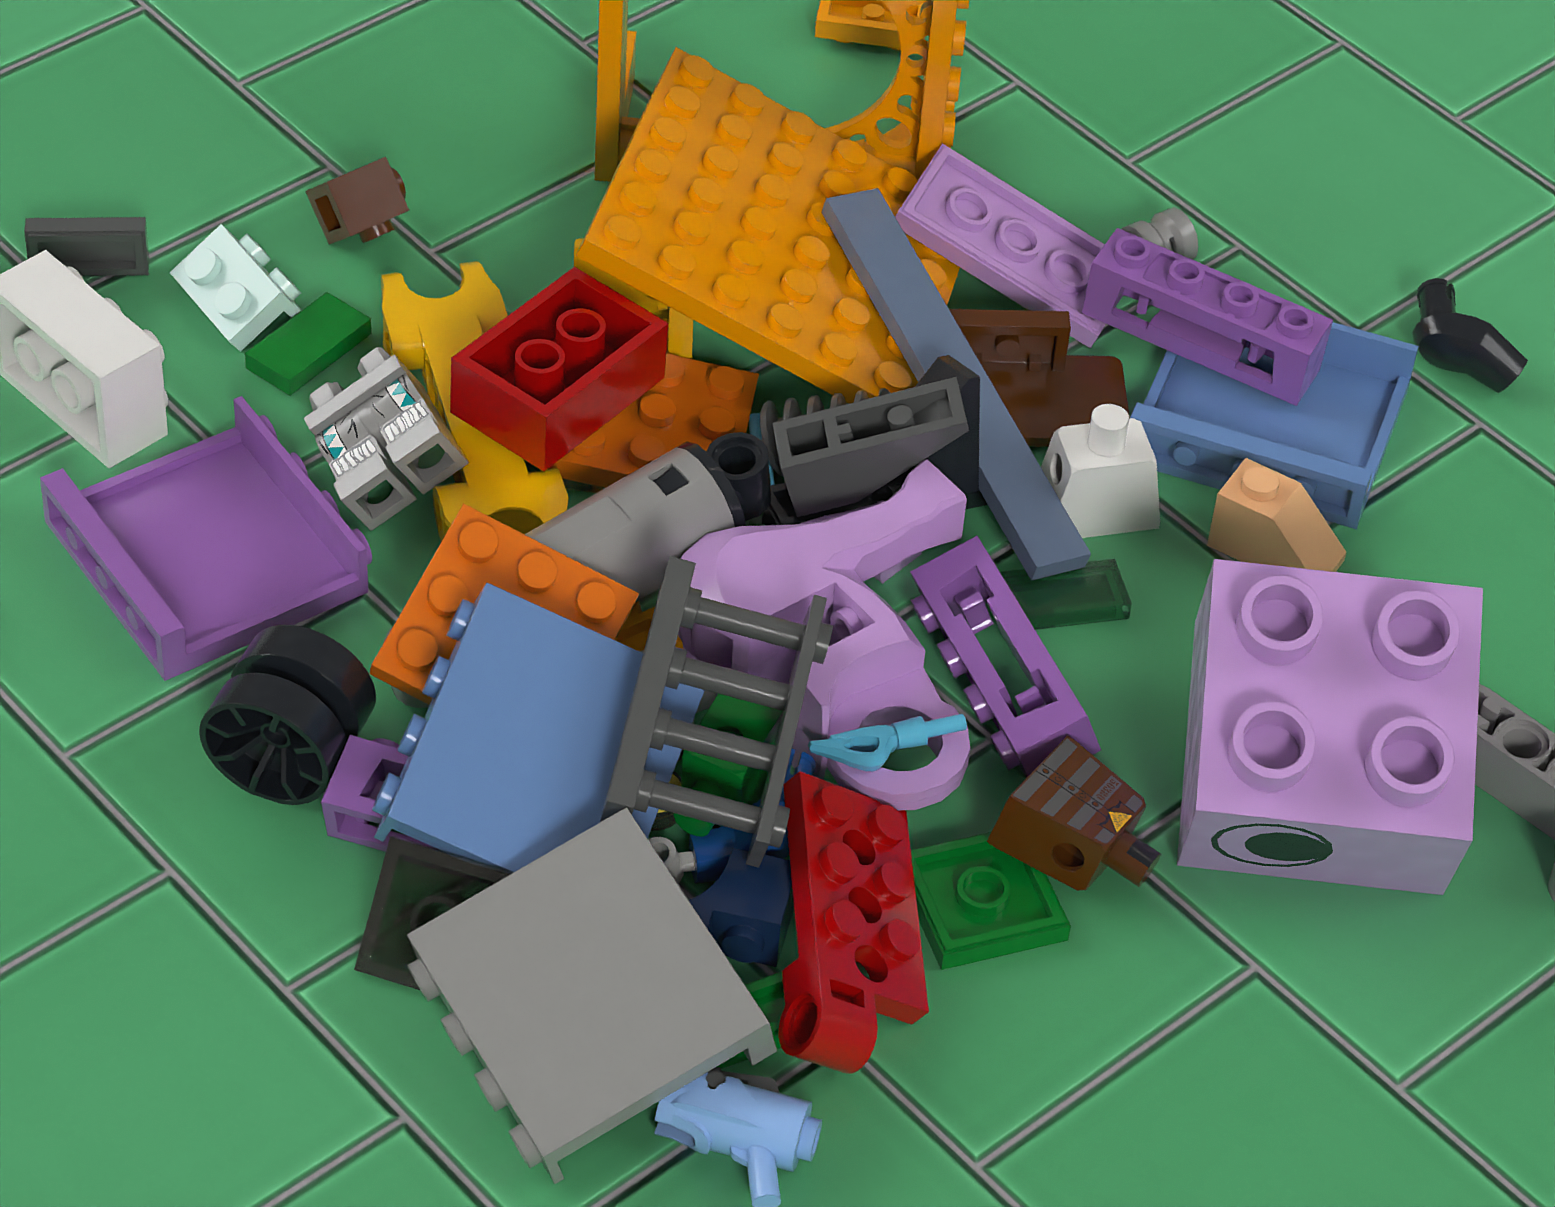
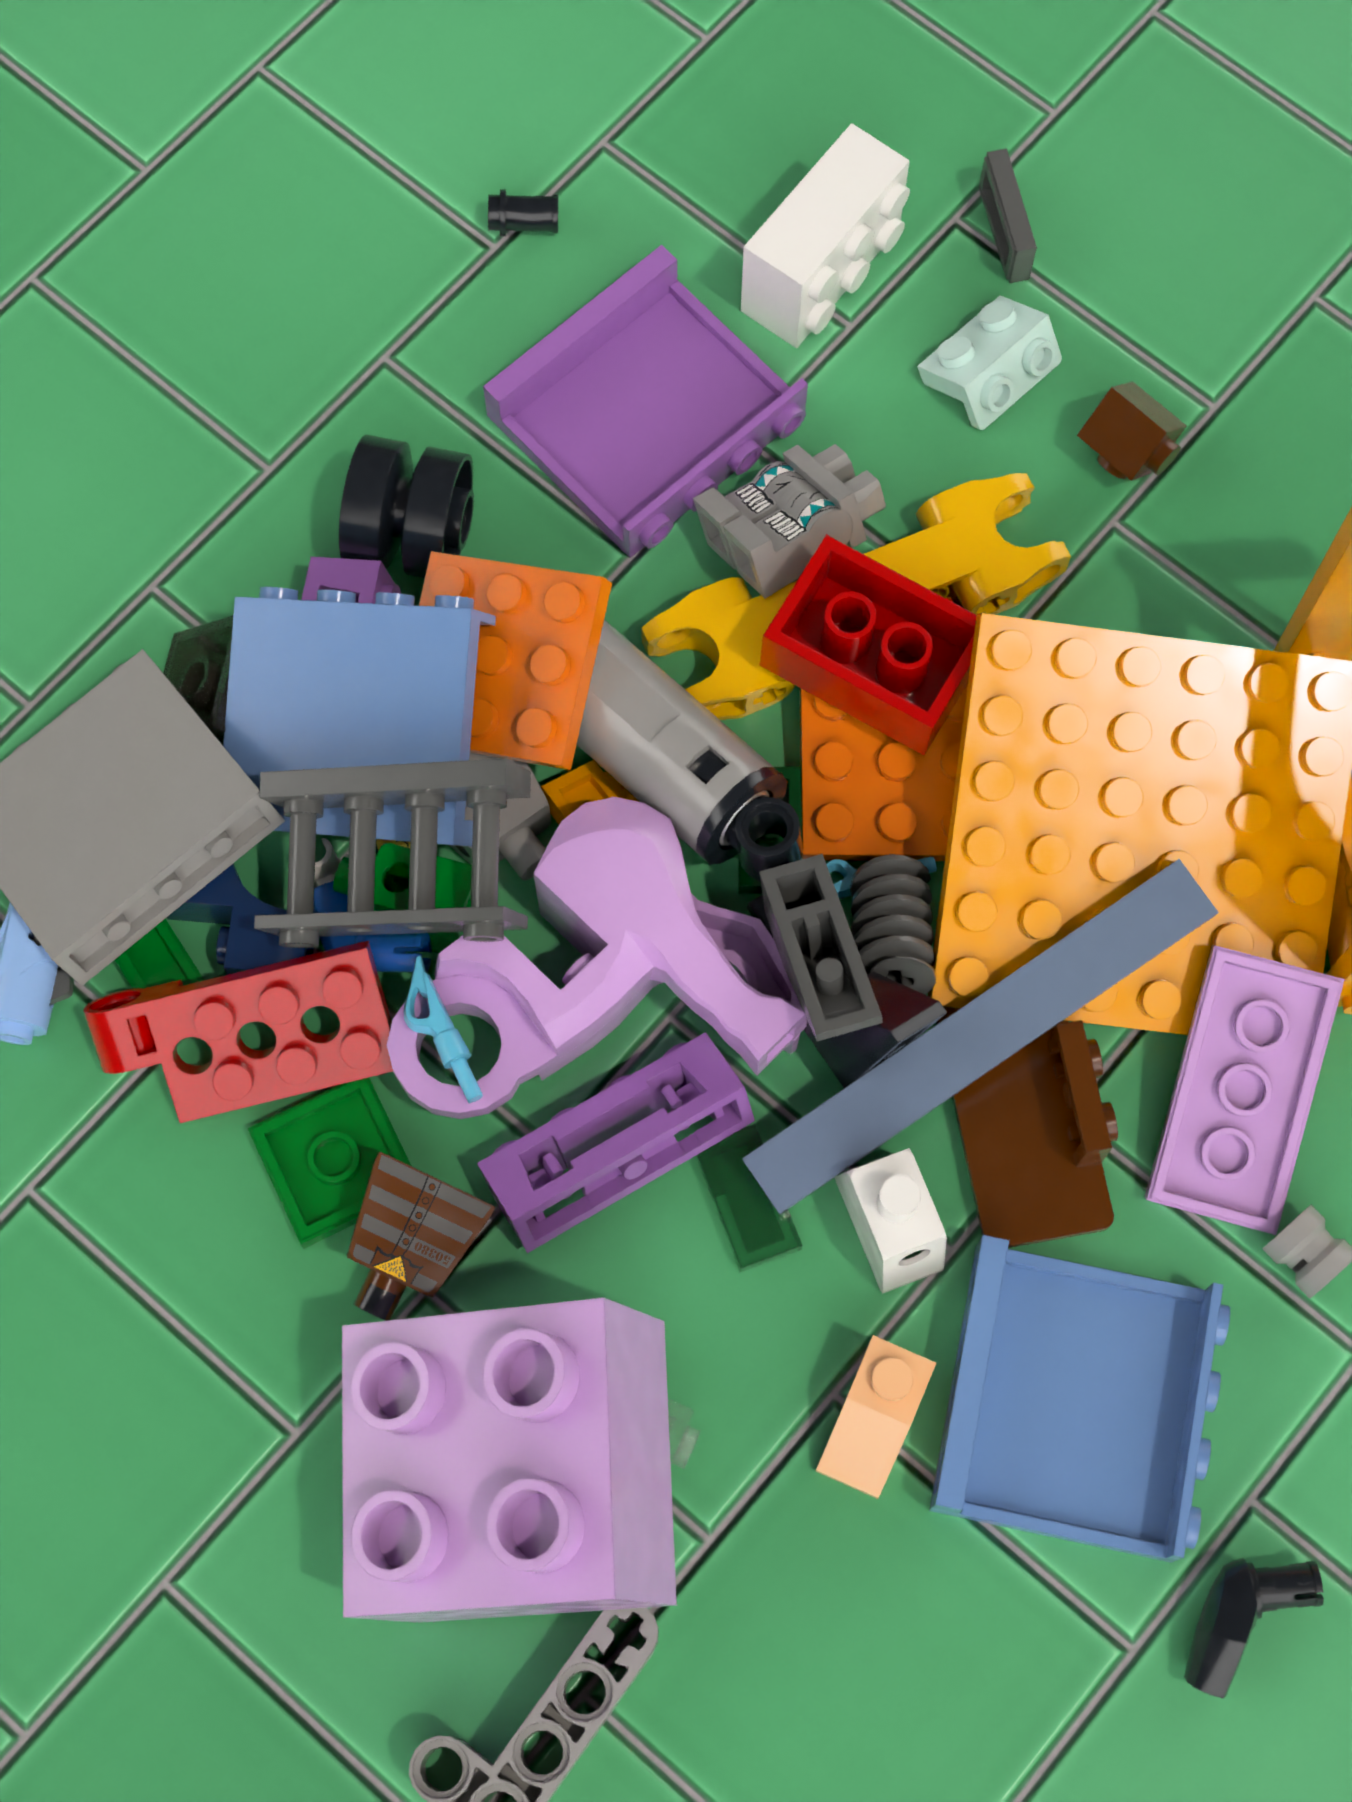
camera: 85 degrees right, 25 degrees up
(308, 343) = (938, 436): green tile -> none
(1207, 315) = (1166, 1307): medium lavender brick -> none

